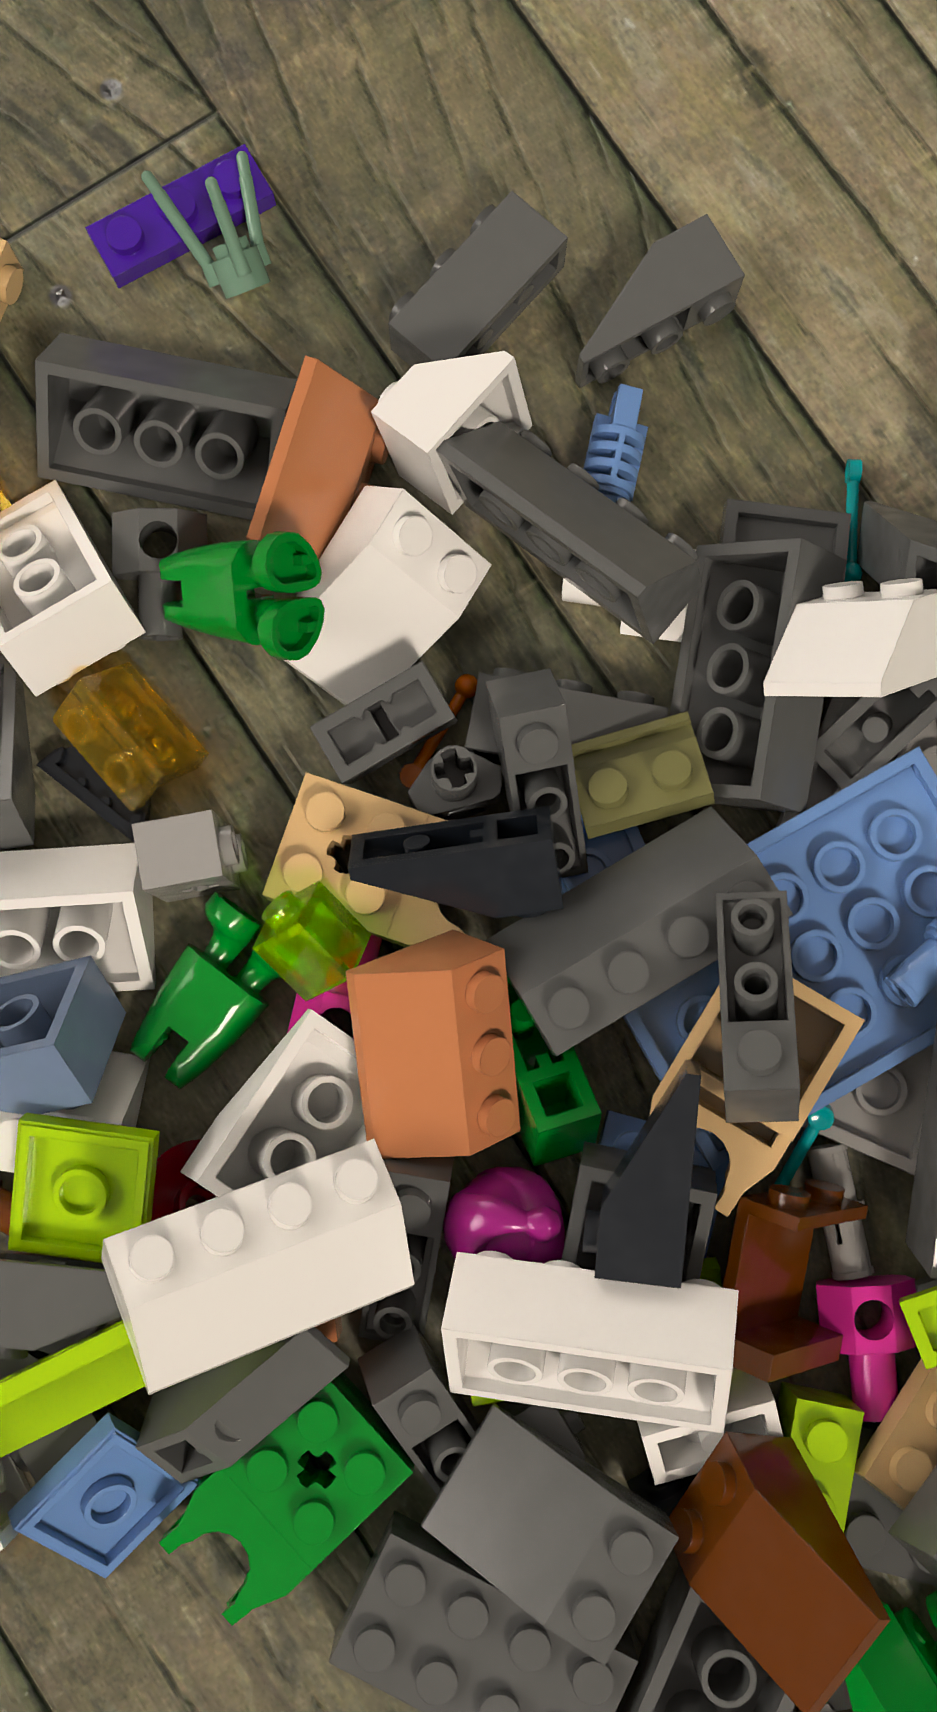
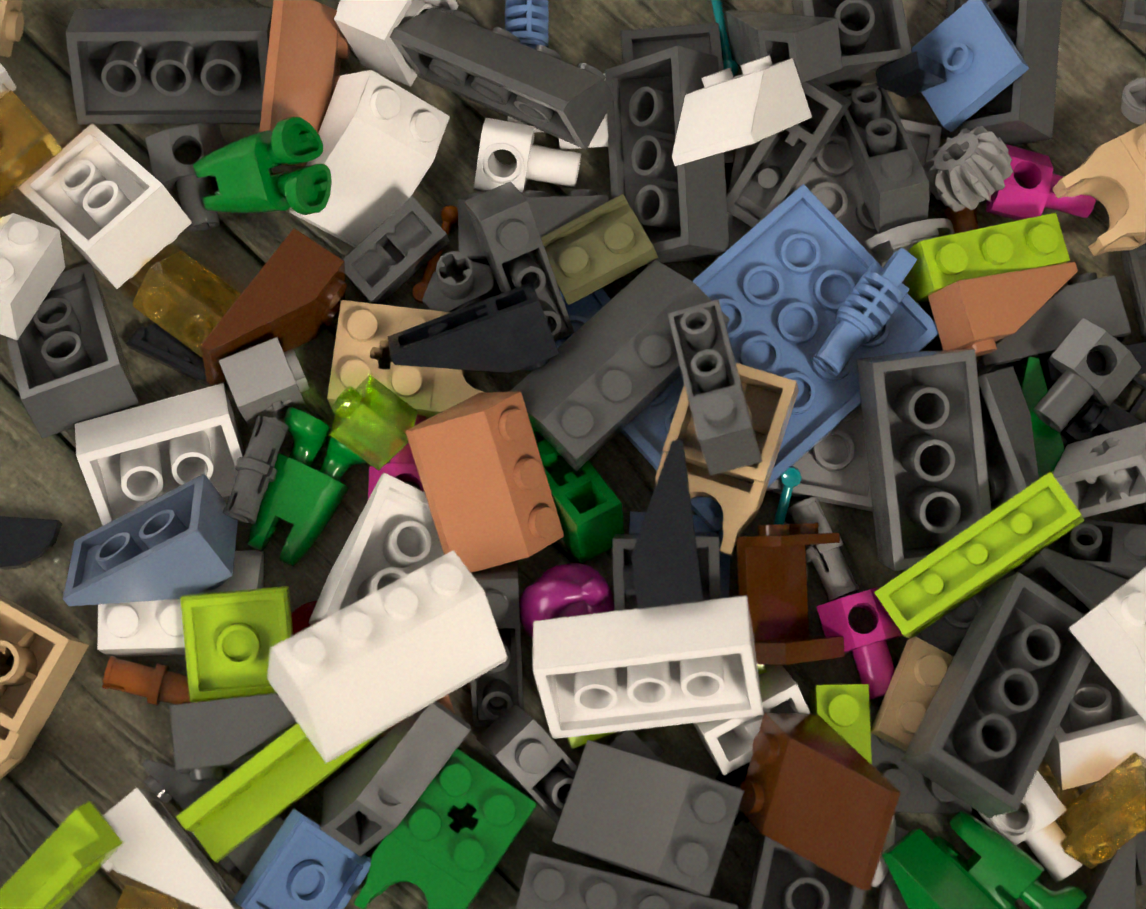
camera: 15 degrees left, 5 degrees down
(155, 964) = (255, 469): none -> dark grey pin
(229, 764) = (287, 299): none -> reddish brown slope
(580, 640) = (532, 162): none -> white piece

